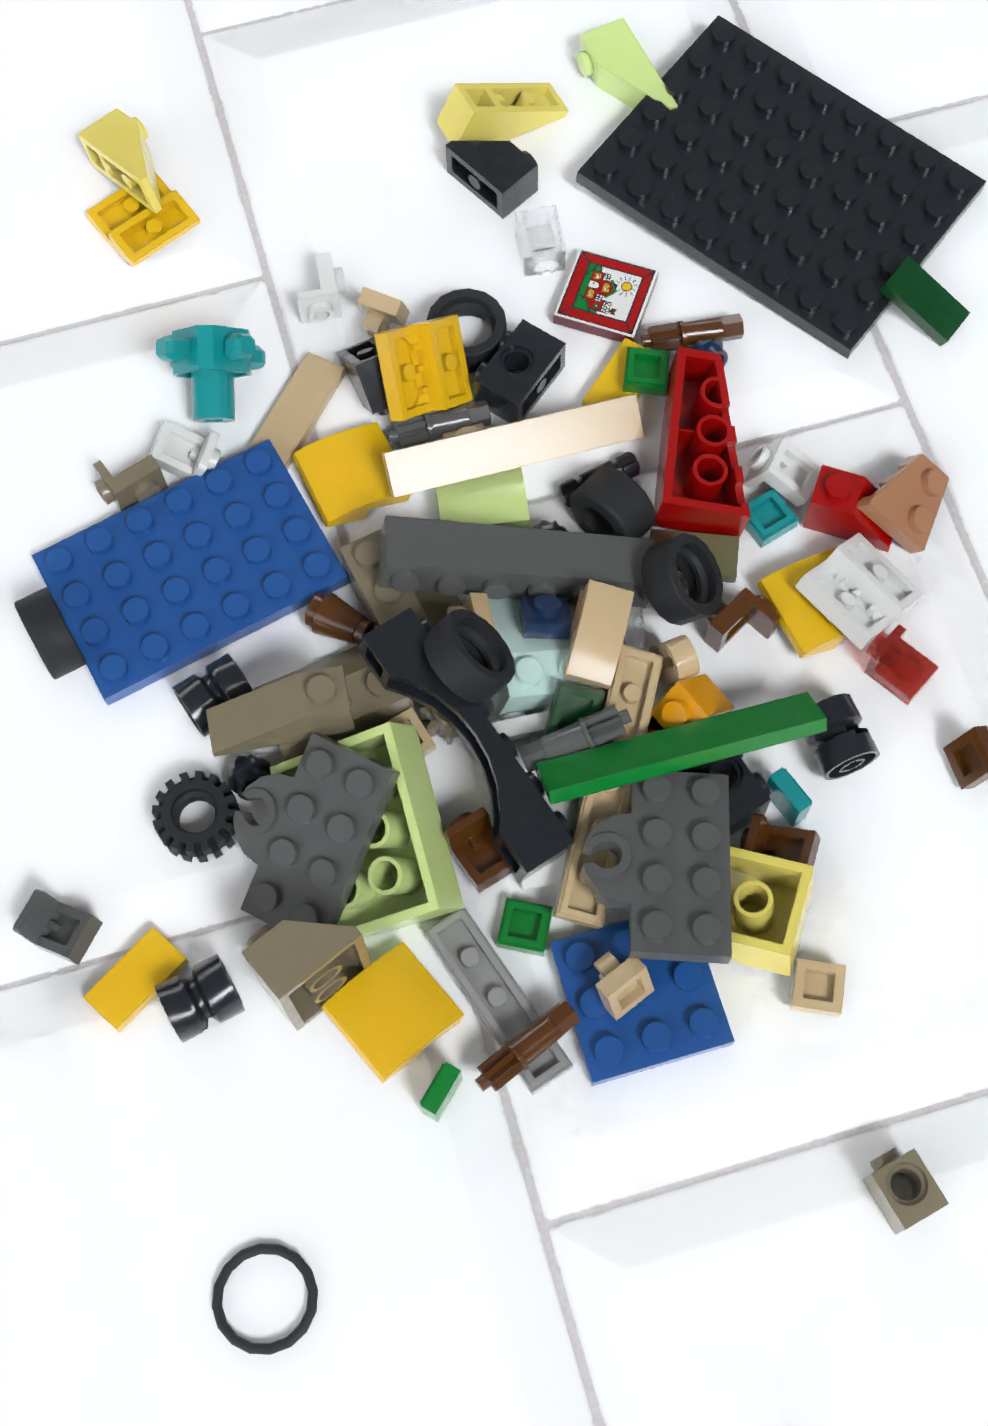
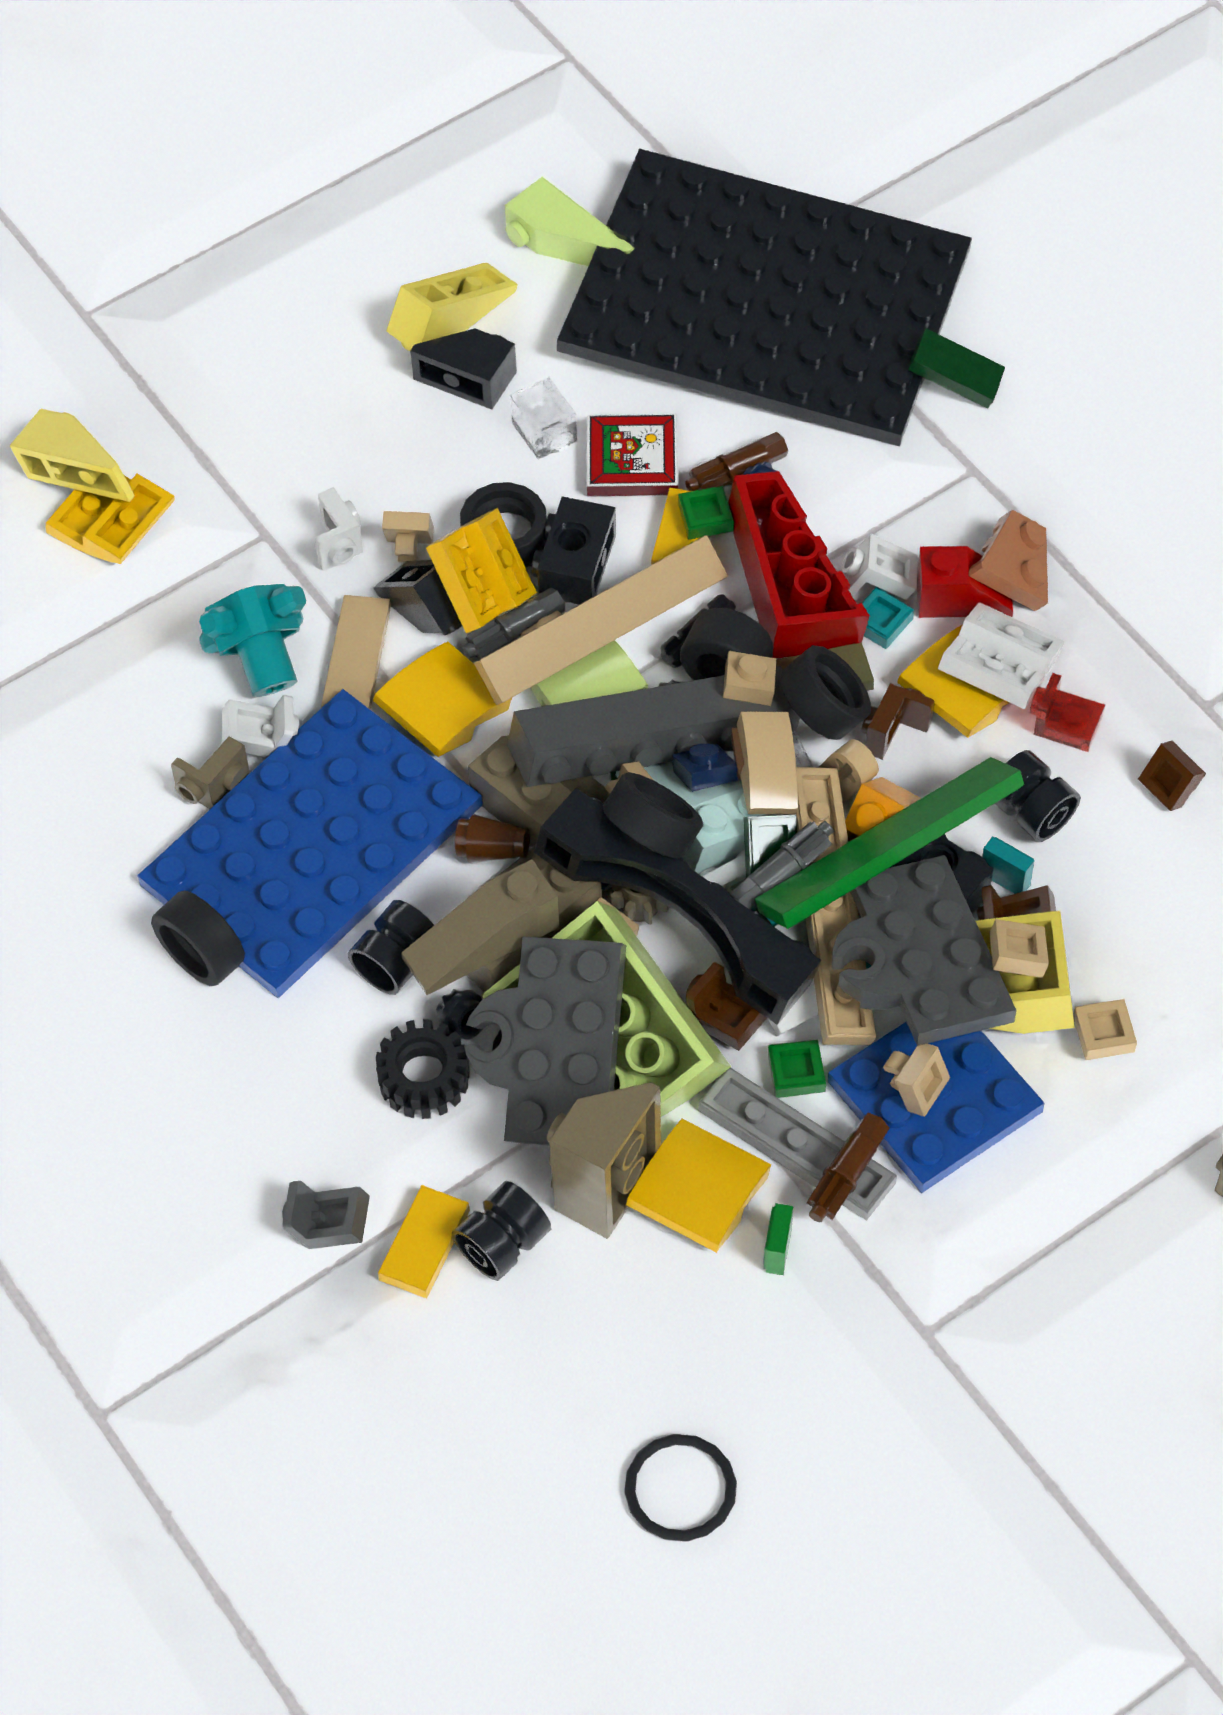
camera: 20 degrees left, 10 degrees down
(617, 544) = (749, 678): none -> tan plate
(757, 895) = (1019, 948): none -> tan plate

